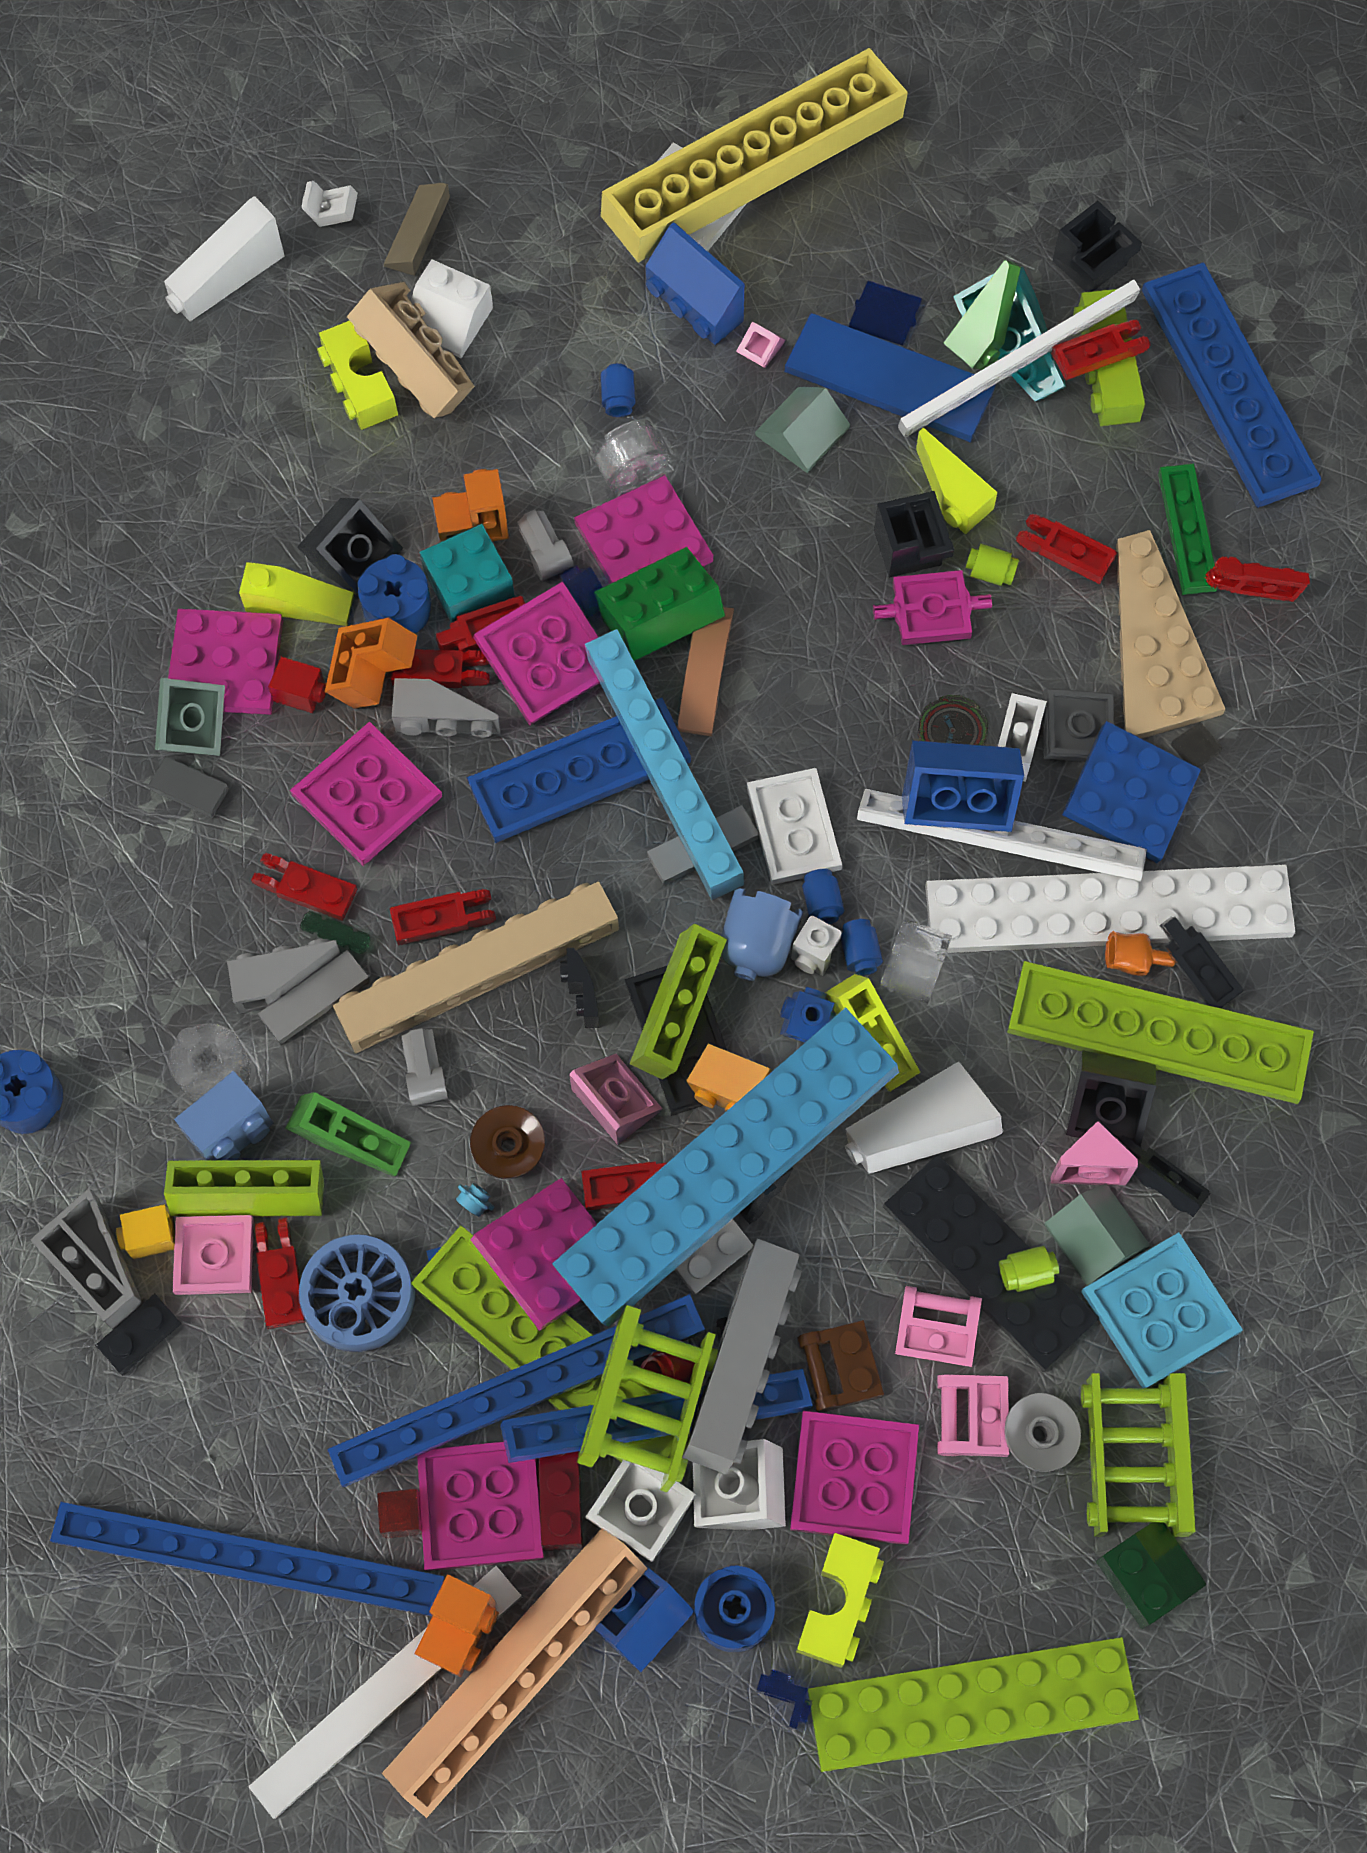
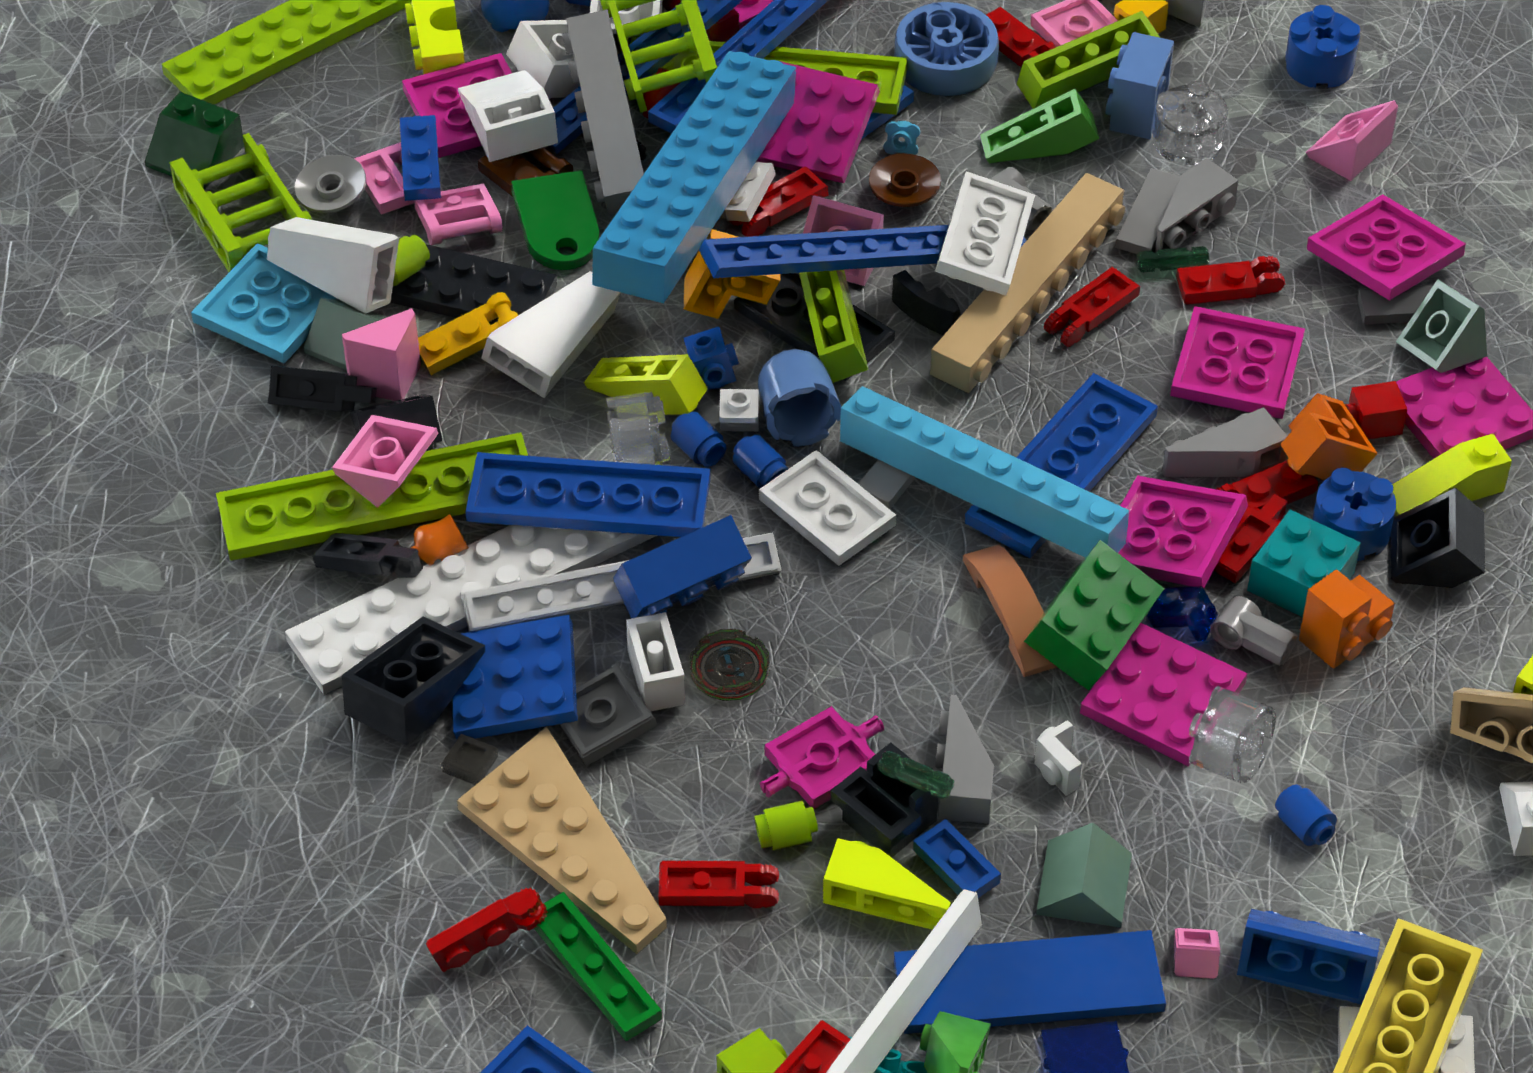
camera: 150 degrees right, 20 degrees down
(79, 974) = (1356, 140): none -> bright pink slope
(155, 836) = (1386, 247): none -> dark pink plate
(496, 1000) = (985, 233): none -> white plate
(624, 1014) = (823, 251): none -> blue plate
(762, 527) = (1055, 760): none -> white bracket
(836, 1414) = (510, 114): none -> white slope
(840, 534) = (967, 764): none -> light grey slope
(847, 1274) = (556, 214): none -> green tile
(884, 474) = (956, 860): none -> blue plate
(894, 508) = (916, 774): none -> clear green axle
(945, 1409) = (420, 158): none -> blue plate
(992, 916) = (588, 495): none -> blue plate
(1001, 1168) = (464, 334): none -> yellow plate
(1096, 1294) = (338, 259): none -> white slope
(1149, 1027) = (383, 456): none -> bright pink slope
(1216, 818) = (410, 679): none -> black slope

